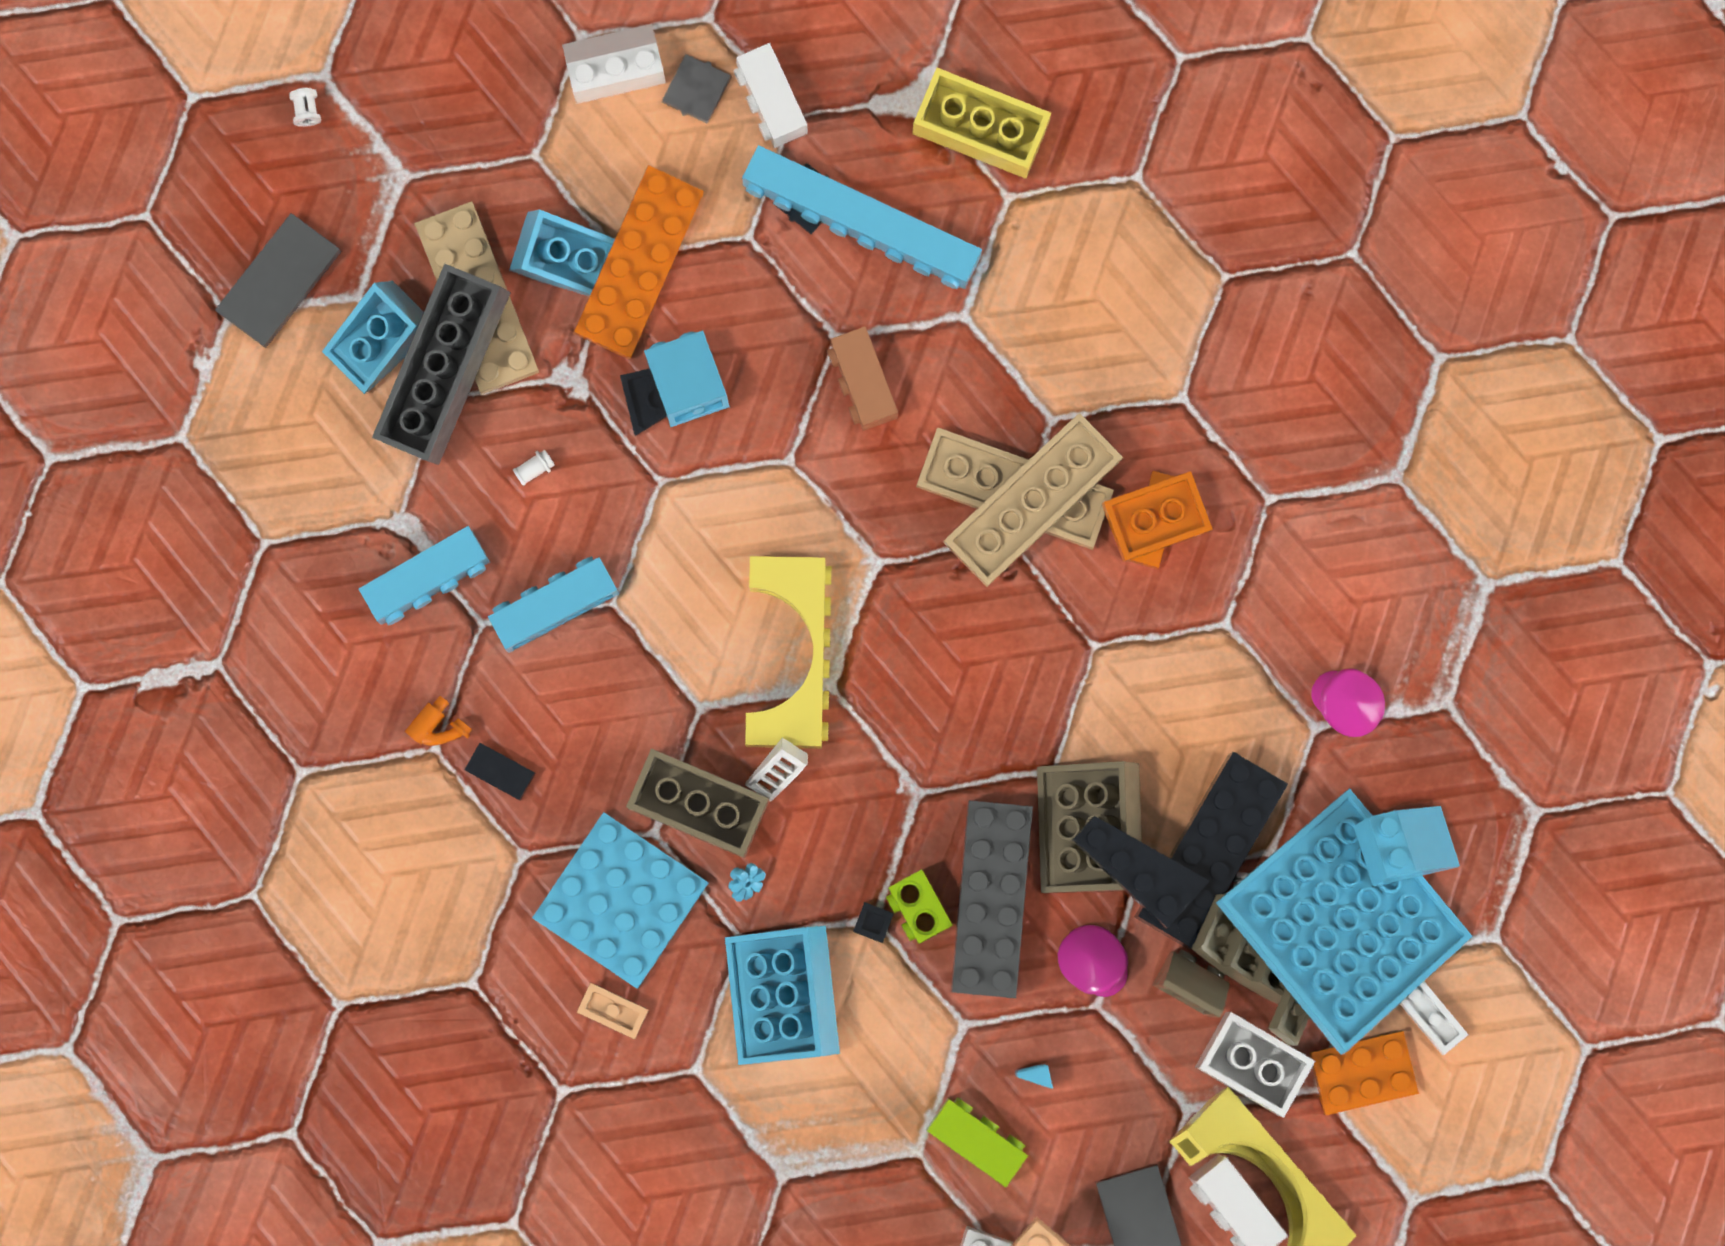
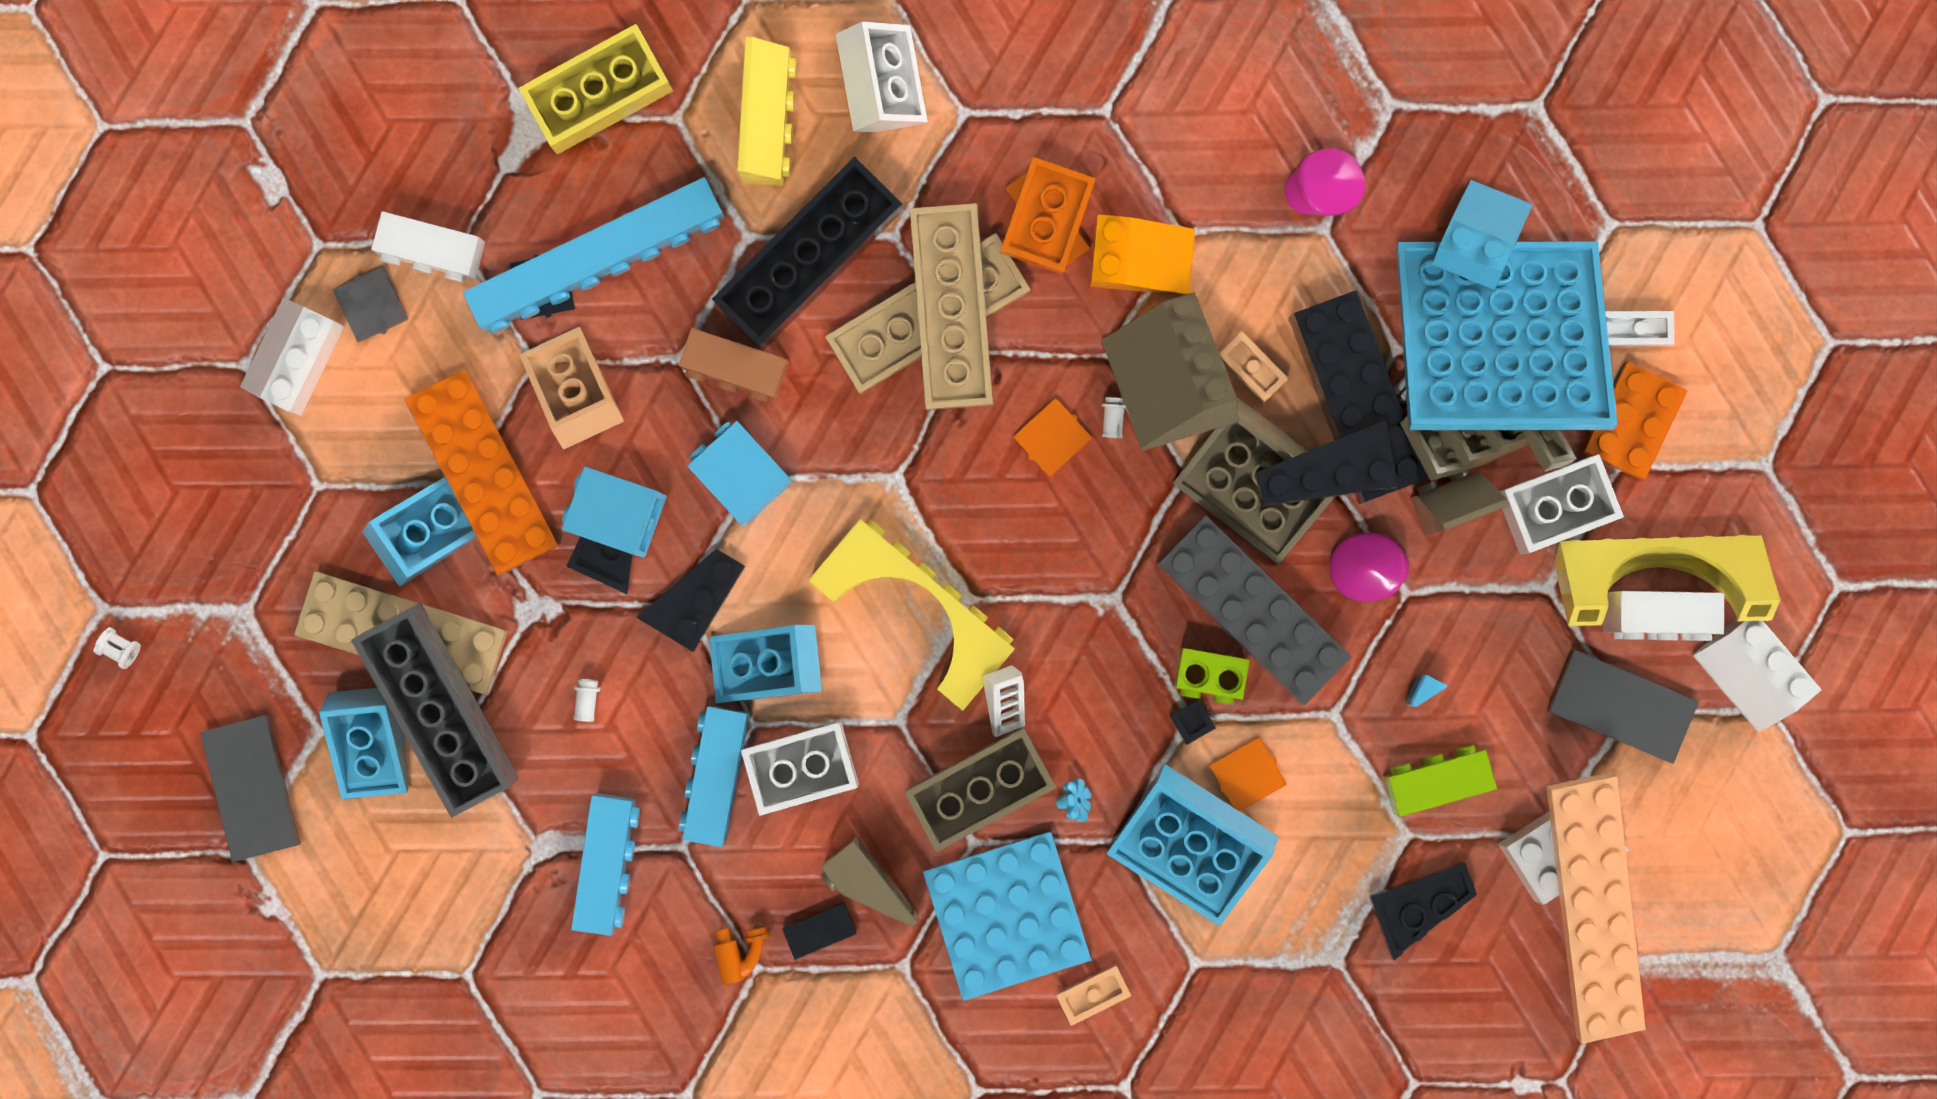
camera: 45 degrees left, 5 degrees up
(563, 768) = (863, 880): none -> dark tan slope
(608, 660) = (800, 768): none -> white brick
(664, 575) = (765, 663): none -> medium azure slope
(669, 488) = (695, 600): none -> black wing
(751, 277) = (571, 388): none -> light nougat slope
(788, 445) = (739, 472): none -> medium azure panel
(867, 995) = (1247, 774): none -> orange piece
(873, 1202) = (1419, 905): none -> black wing
(987, 367) = (808, 253): none -> black brick
(999, 652) = (1052, 437): none -> orange piece
(1050, 683) = (1113, 417): none -> white pin
(1063, 255) = (765, 113): none -> light yellow slope
(1114, 697) = (1171, 374): none -> dark tan slope
(1158, 317) = (881, 77): none -> white slope
(1170, 755) = (1252, 367): none -> light nougat plate
(1184, 609) = (1141, 255): none -> light orange slope

